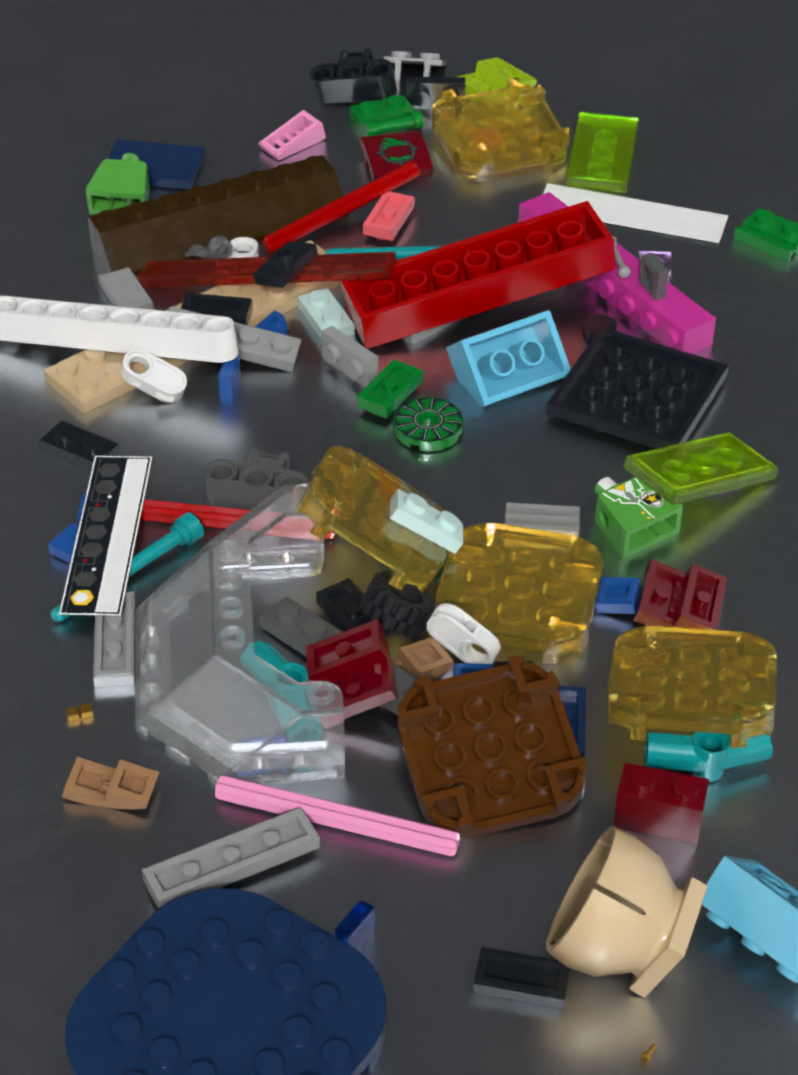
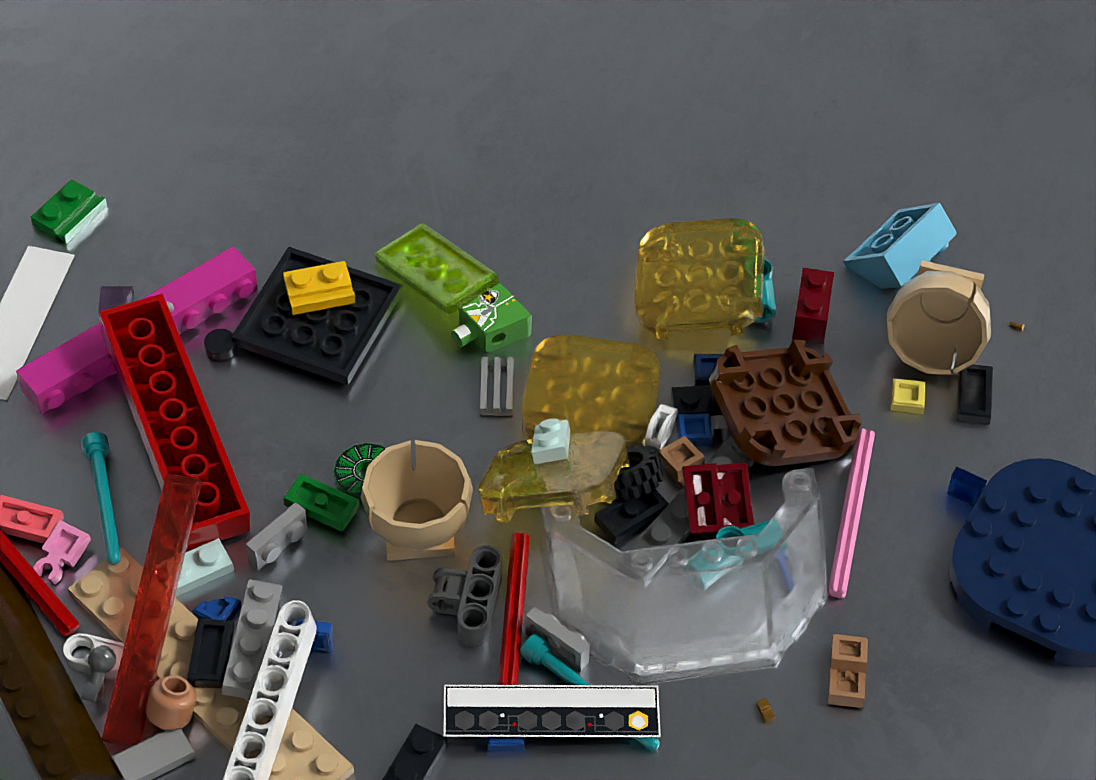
camera: 95 degrees left, 10 degrees up
(63, 544) = (559, 749): blue tile -> none
(115, 647) = (690, 691): light grey tile -> none
(160, 380) = (317, 696): white piece -> none
(166, 287) = (171, 703): none -> nougat head
(189, 540) = (565, 644): none -> light grey plate
(232, 857) = (912, 574): light grey plate -> none
(285, 264) = (170, 575): black plate -> none
(351, 236) = (62, 547): none -> bright pink plate
(367, 411) = (417, 505): none -> tan plate
(510, 359) = (276, 408): medium azure slope -> none
(519, 900) = (907, 396): none -> light yellow tile
(618, 595) = (585, 326): blue tile -> none
(653, 276) = (187, 280): dark grey tile -> none
(666, 380) = (319, 287): none -> yellow plate
(680, 598) = (583, 294): dark red slope -> none

